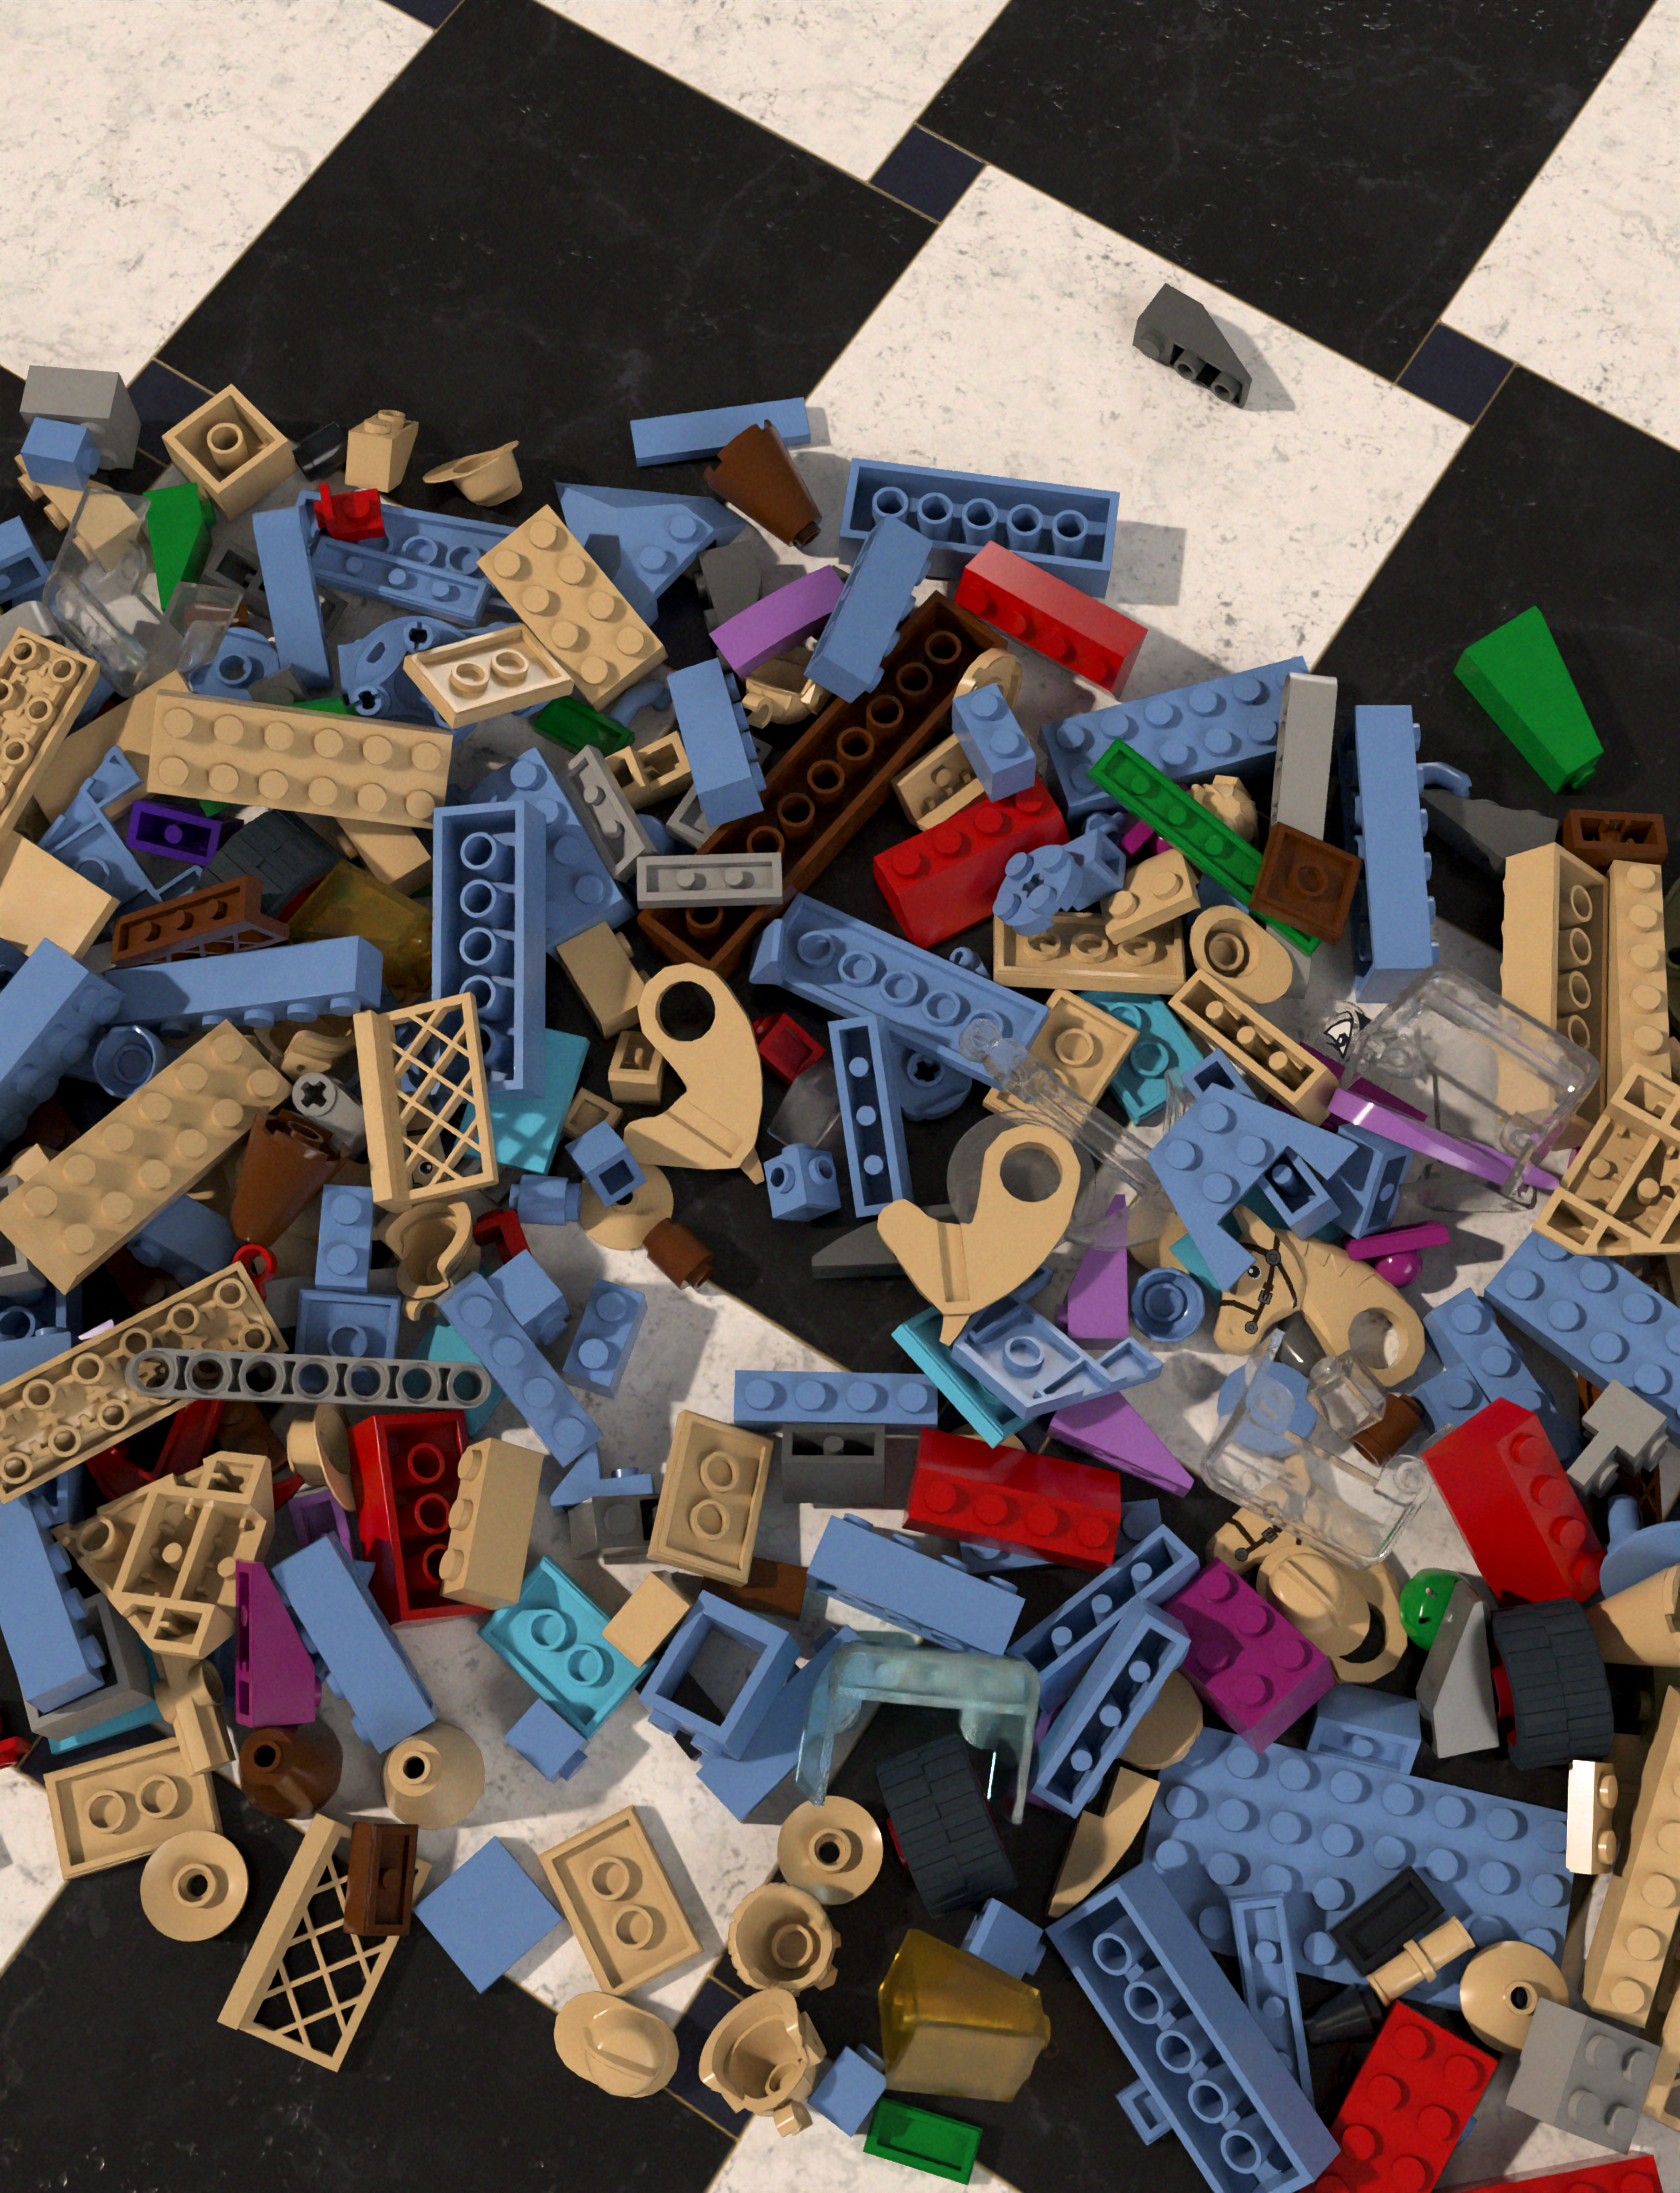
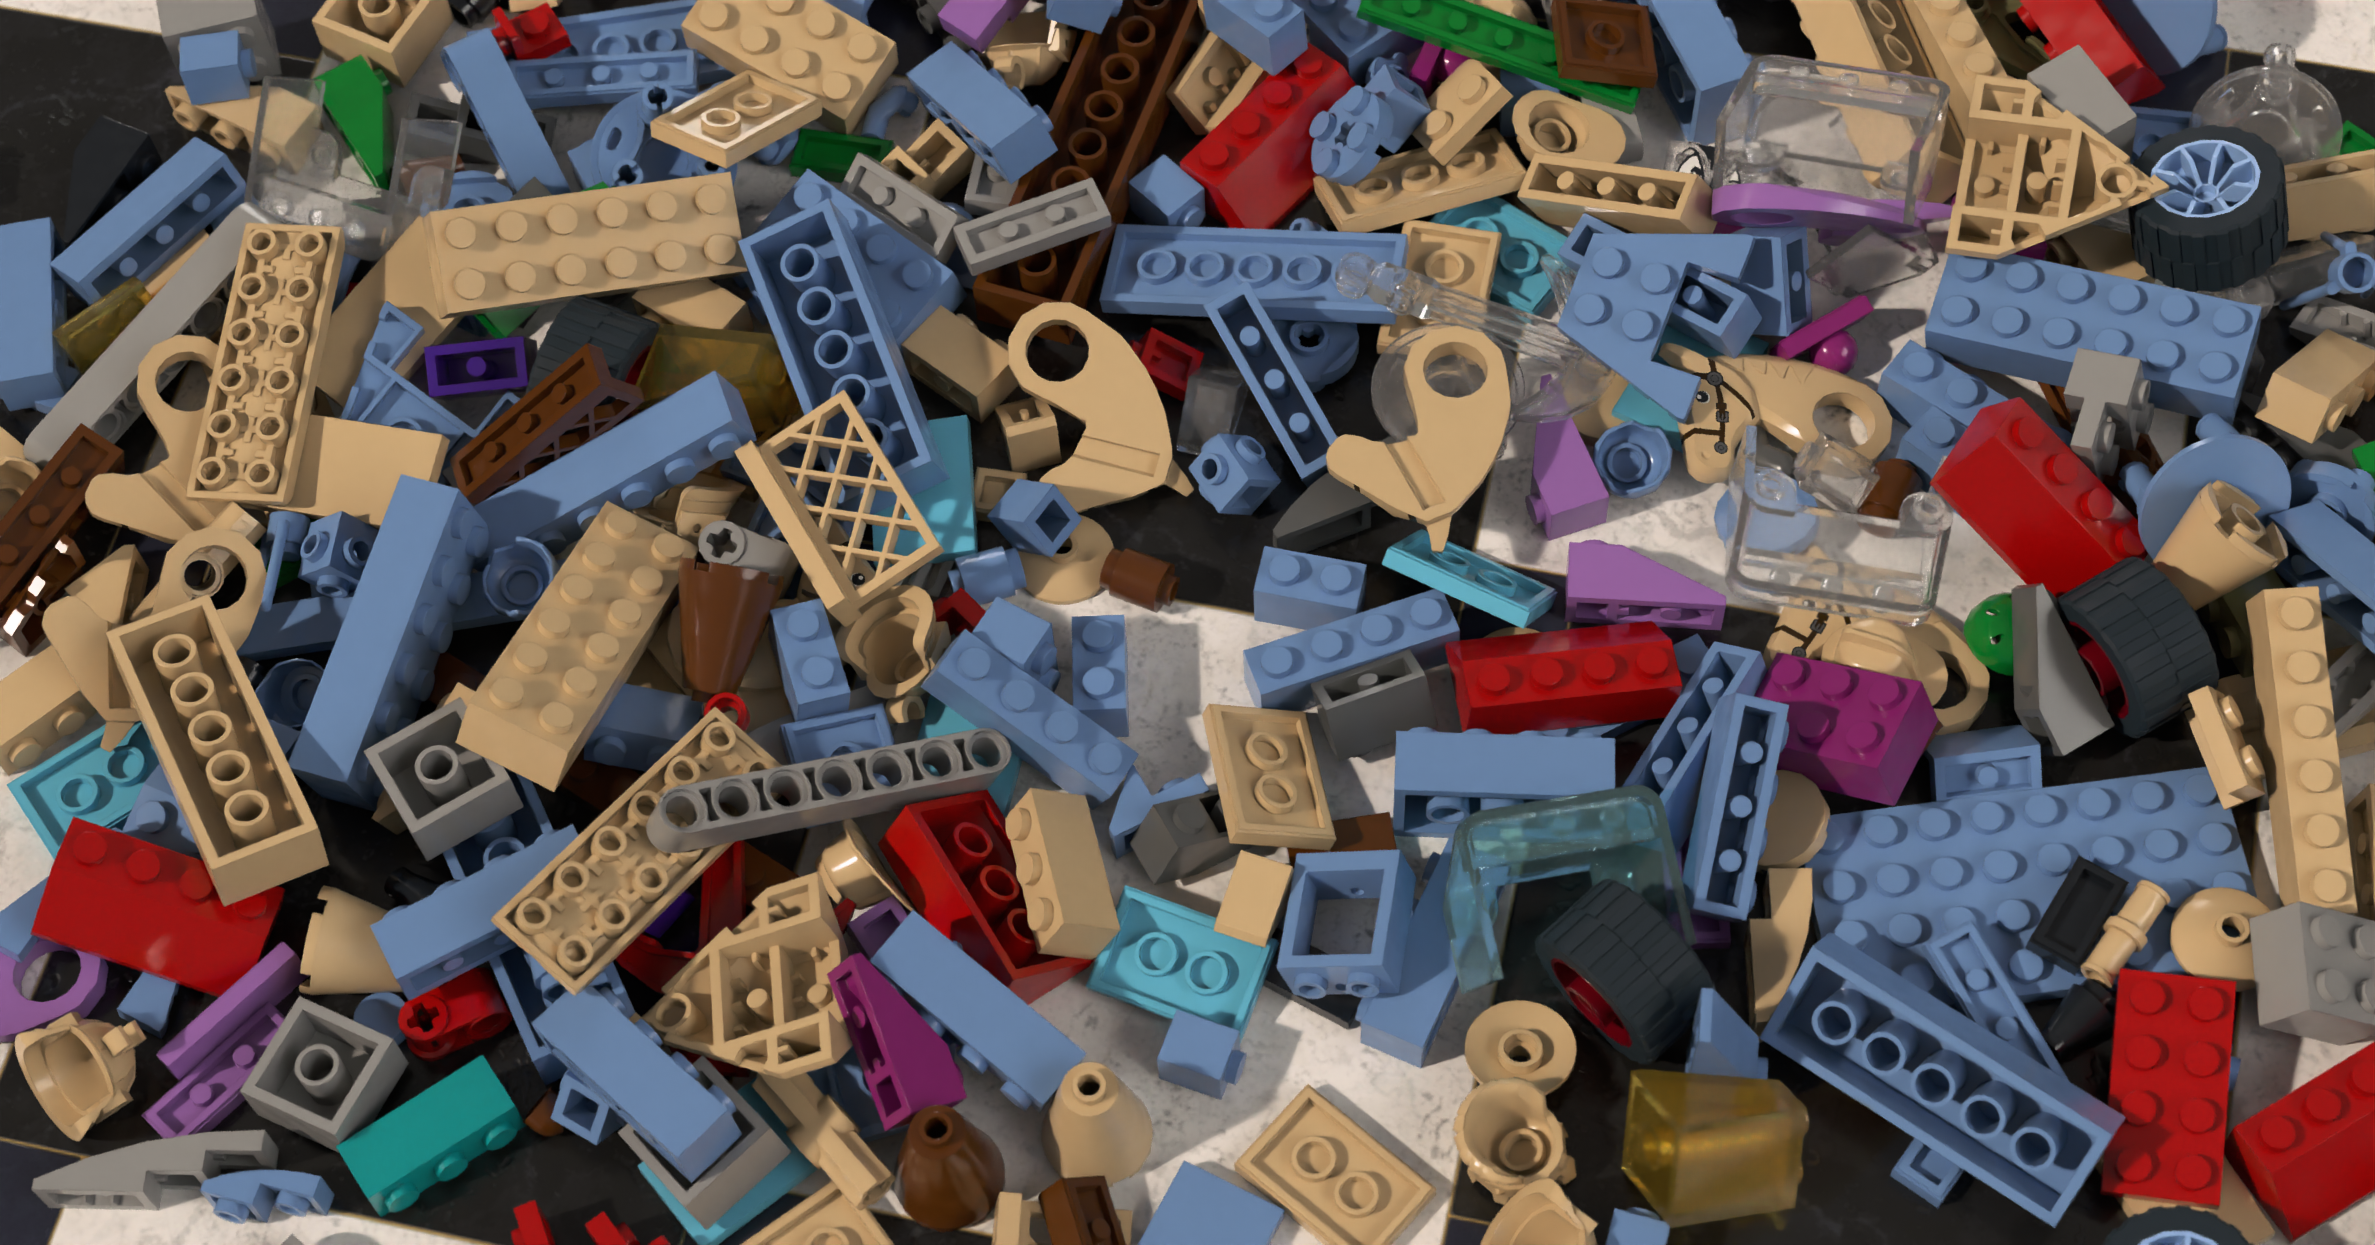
camera: 15 degrees left, 10 degrees down
(769, 955) = (1115, 281): medium blue slope -> none
(823, 1326) = (1307, 589): none -> medium blue brick
(854, 882) = (1167, 195): none -> medium blue brick
(1036, 1364) = (1533, 541): medium blue wing -> none

